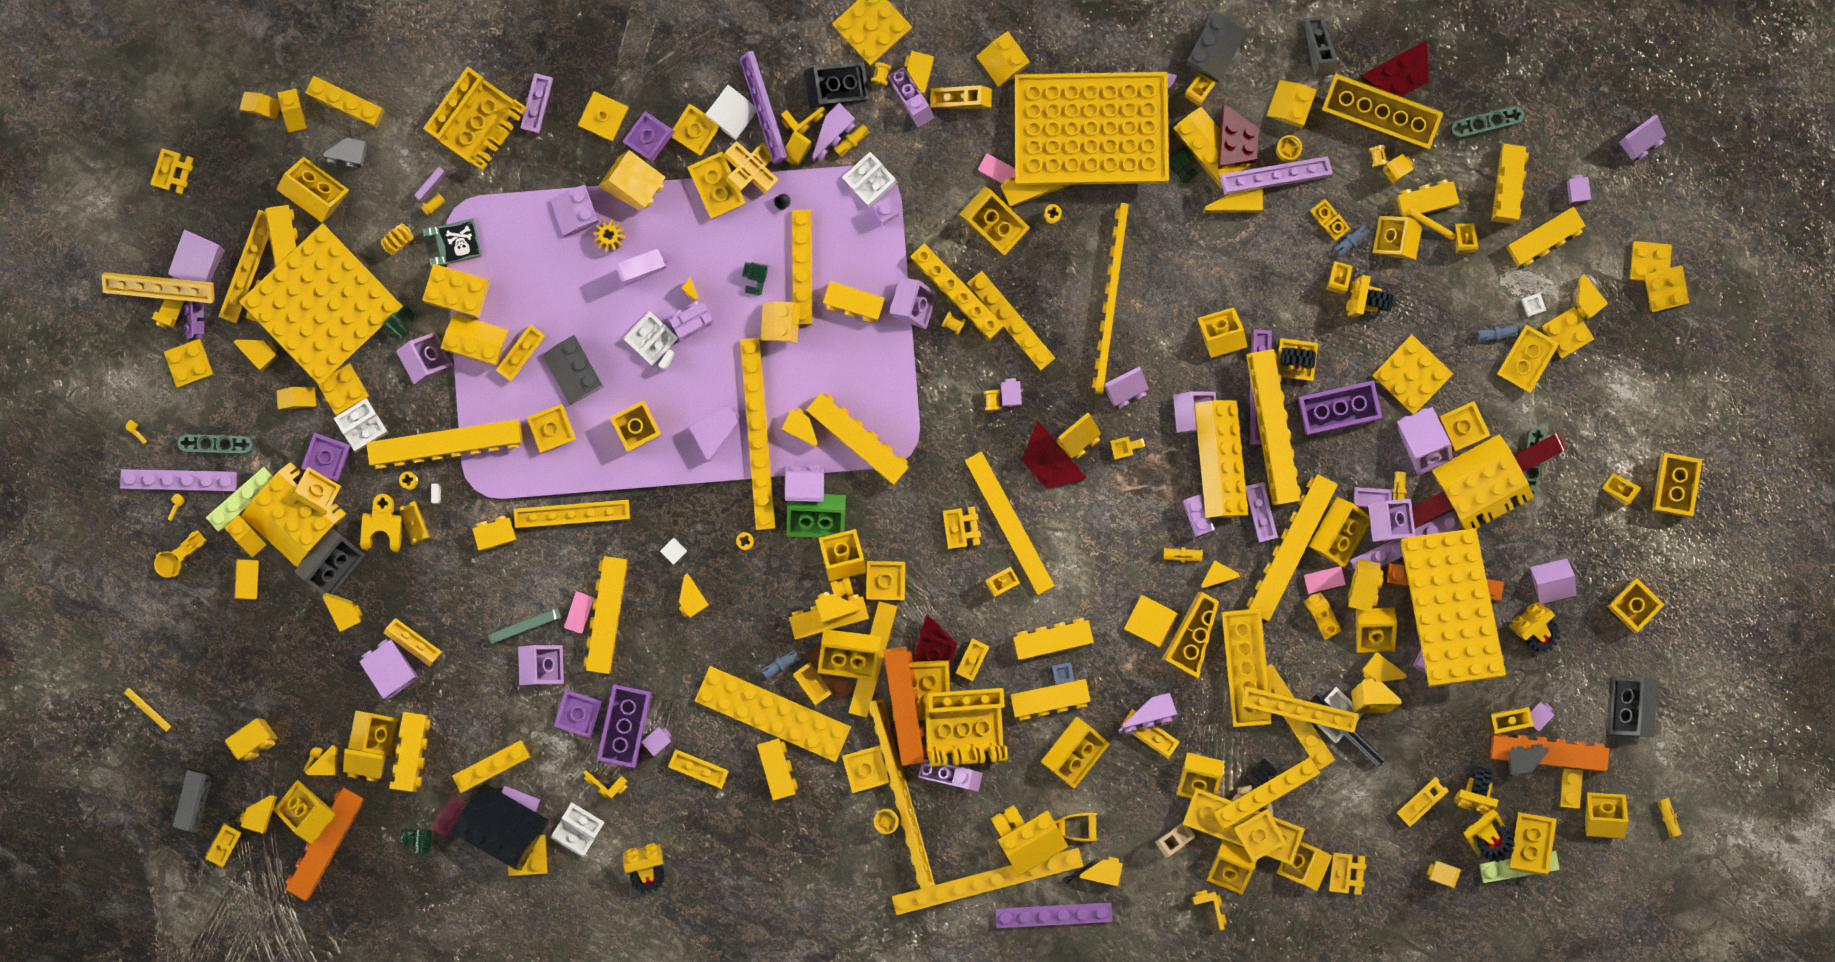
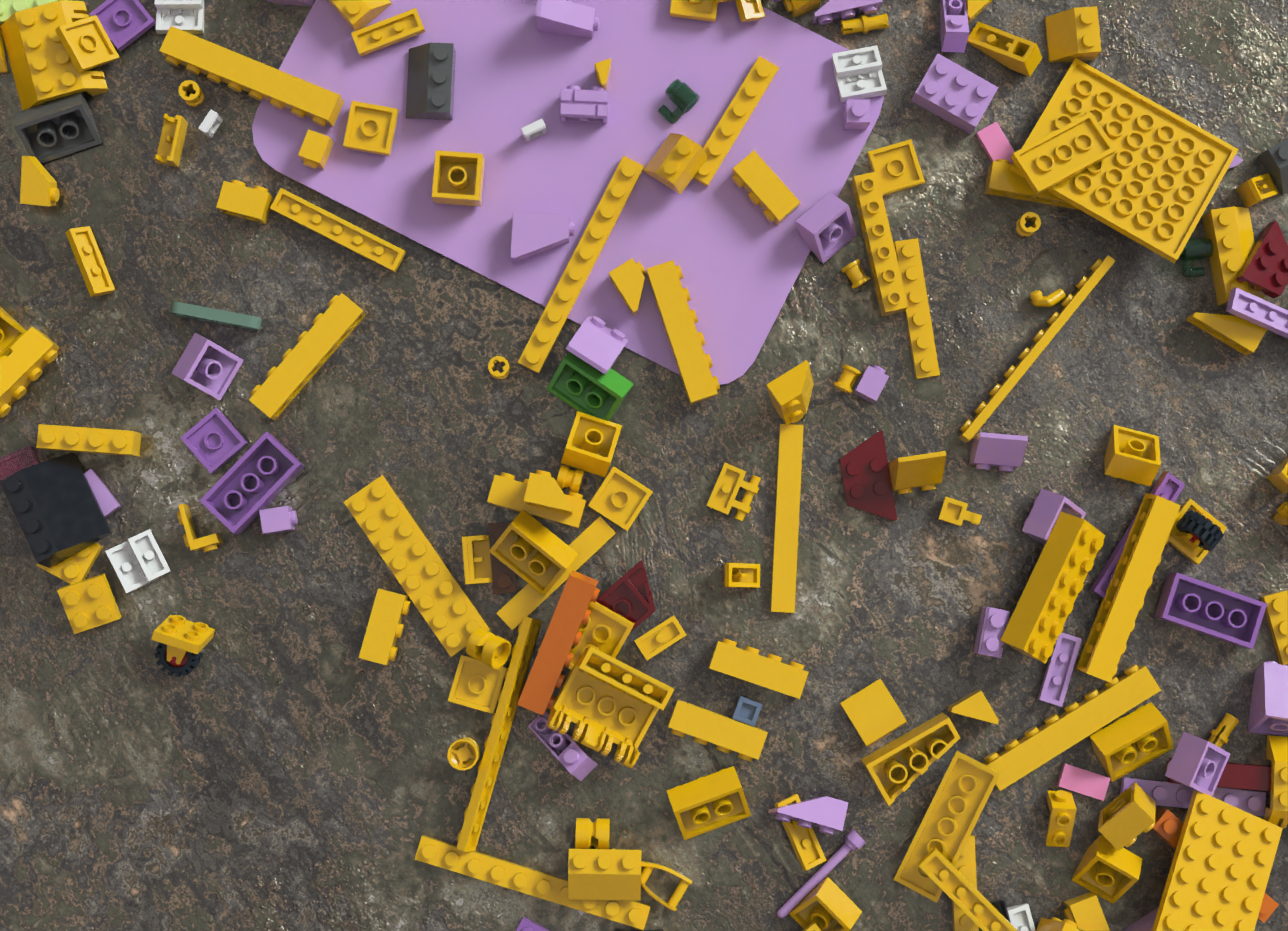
camera: 25 degrees right, 0 degrees up
(381, 520) = (139, 117): yellow piece -> none
(388, 669) = (46, 274): lavender slope -> none
(522, 467) = (315, 149): none -> yellow brick
(562, 878) = (89, 603): none -> yellow plate
(579, 612) = (281, 336): bright pink tile -> none
(650, 338) = (531, 98): white slope -> none
(673, 551) = (419, 333): white tile -> none
(691, 599) = (406, 392): yellow slope -> none
(698, 768) = (303, 575): yellow plate -> none
(780, 664) = (456, 519): sand blue pin -> none
(782, 201) = (752, 43): black hinge -> none
(858, 739) = (488, 648): none -> yellow wheel
(936, 229) = (896, 167): none -> yellow tile
(945, 152) = (954, 93): none -> lavender brick
(960, 434) = (792, 393): none -> yellow slope
(994, 220) = (963, 194): yellow slope -> none
(1046, 153) = (1063, 153): none -> yellow plate
(1099, 259) = (1047, 301): none -> yellow arm
(1183, 554) = (949, 663): yellow pin -> none
(1190, 719) = (853, 842): none -> lavender piece
(1363, 496) = (1181, 721): lavender tile -> none

